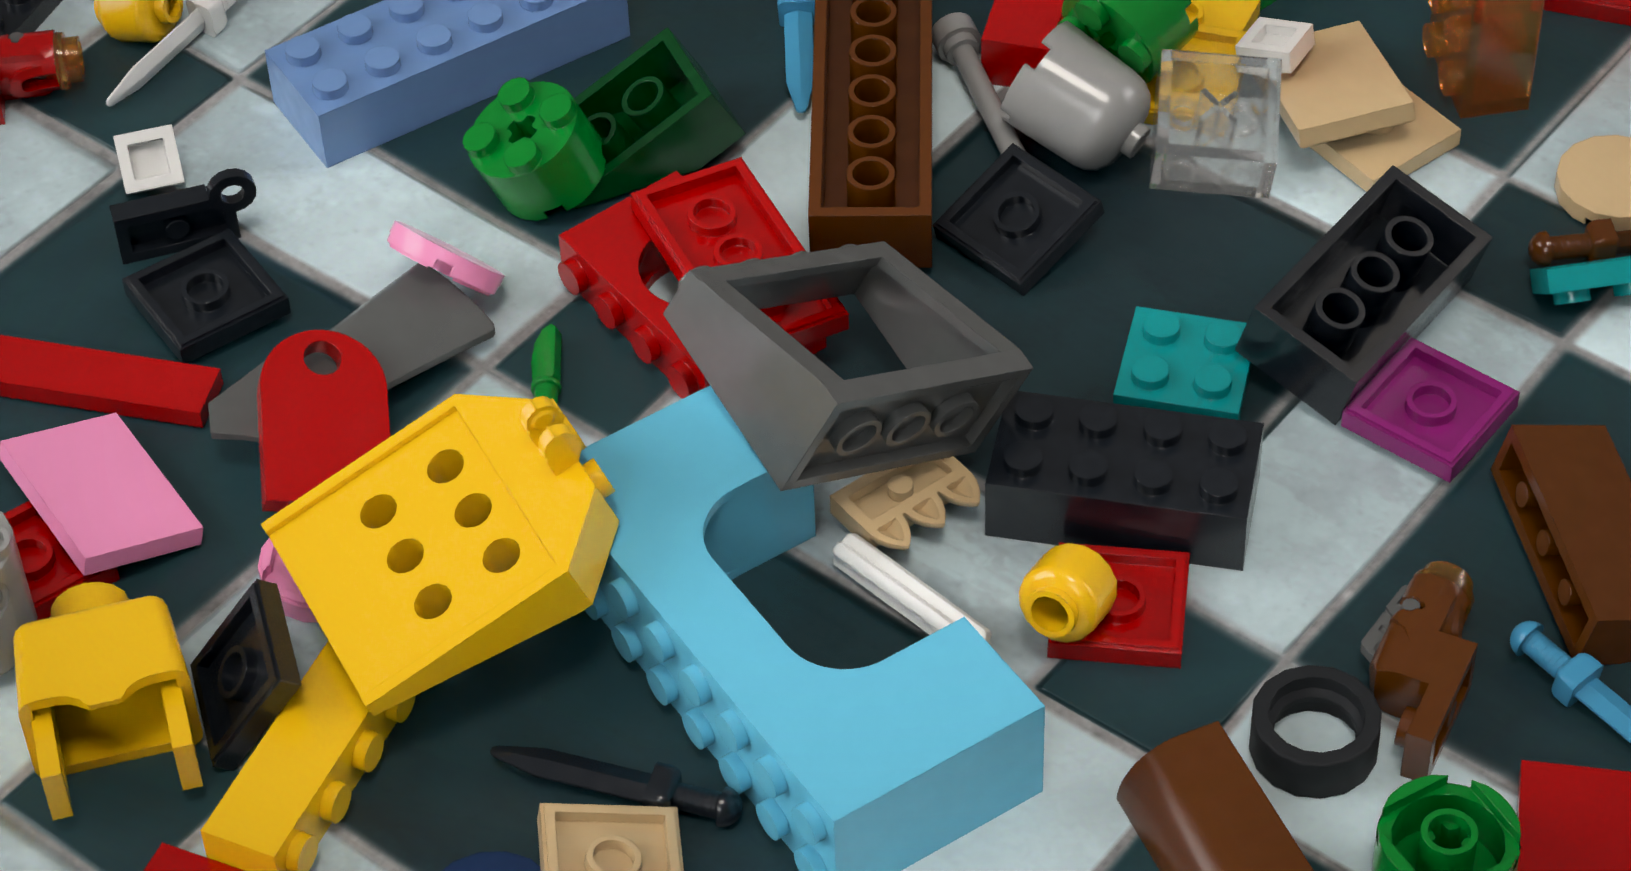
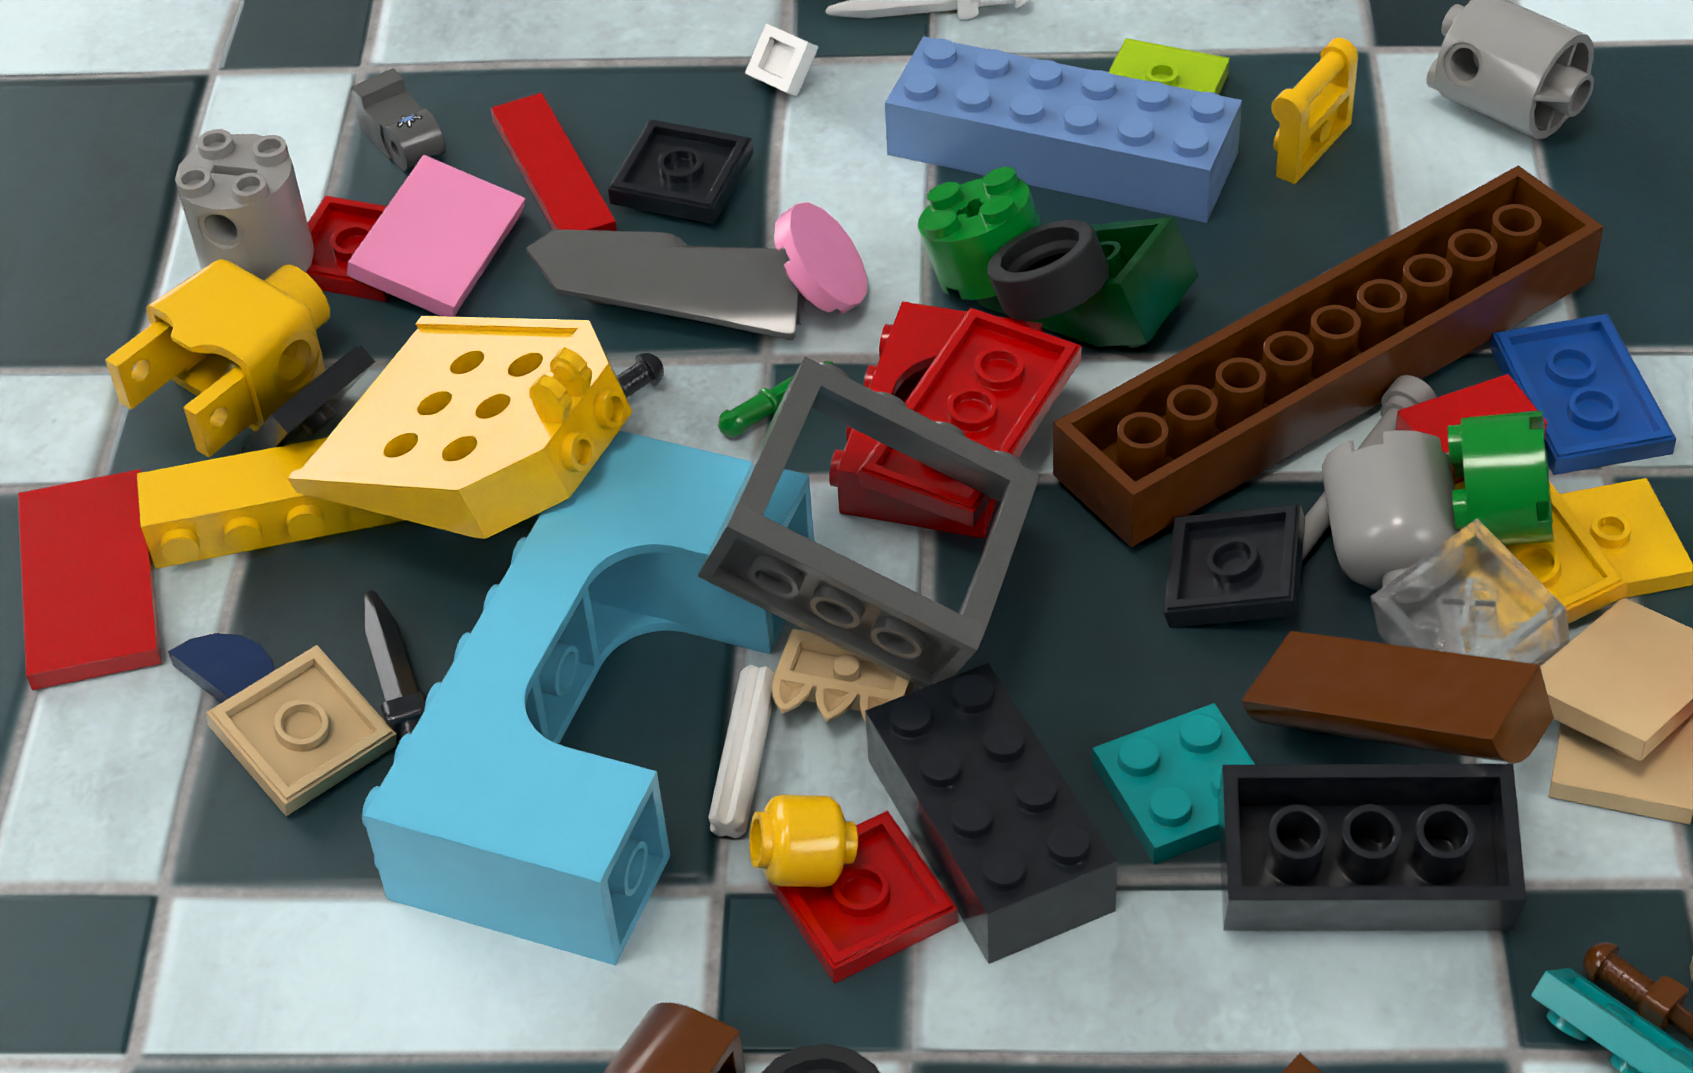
camera: 55 degrees right, 0 degrees up
(180, 217) = (736, 108): black hinge -> none
(316, 421) = (590, 284): red tile -> none
(666, 147) = (1048, 270): none -> black tyre
(1260, 192) = (1403, 696): none -> reddish brown brick
(1278, 40) = (1618, 605): white plate -> none
(1430, 409) = (1302, 989): magenta plate -> none

